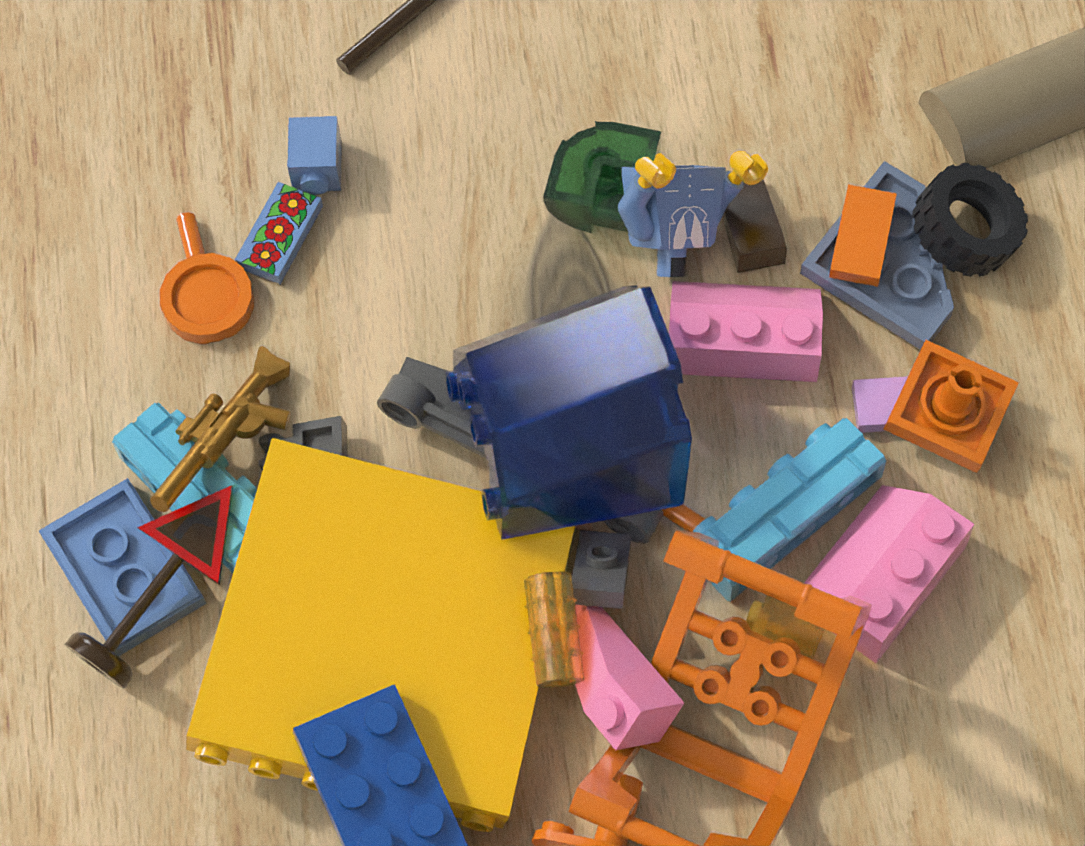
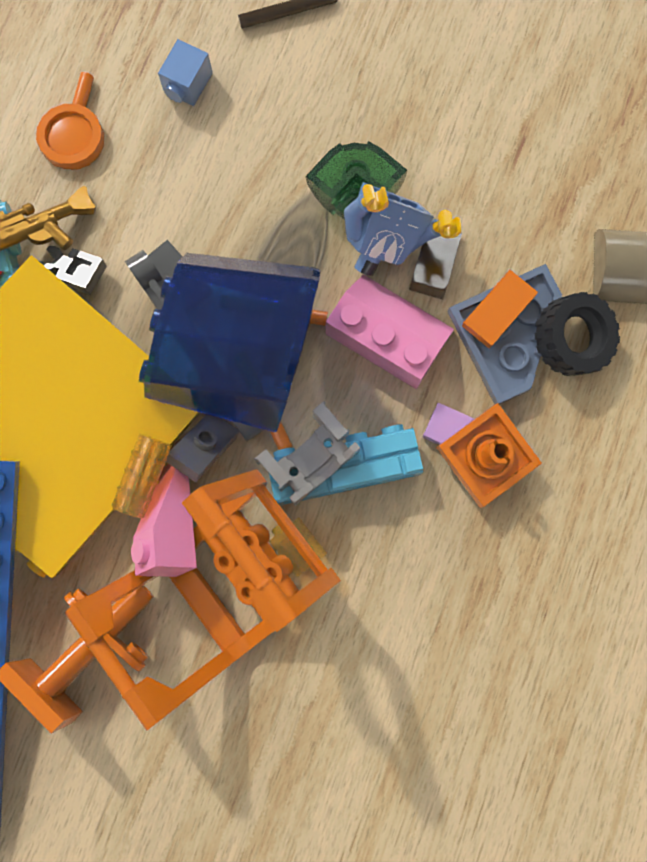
camera: 25 degrees right, 15 degrees up
(279, 232) = (137, 115): tile -> none
(750, 507) = (312, 458): none -> light grey piece
(893, 560) = (382, 537): bright pink slope -> none

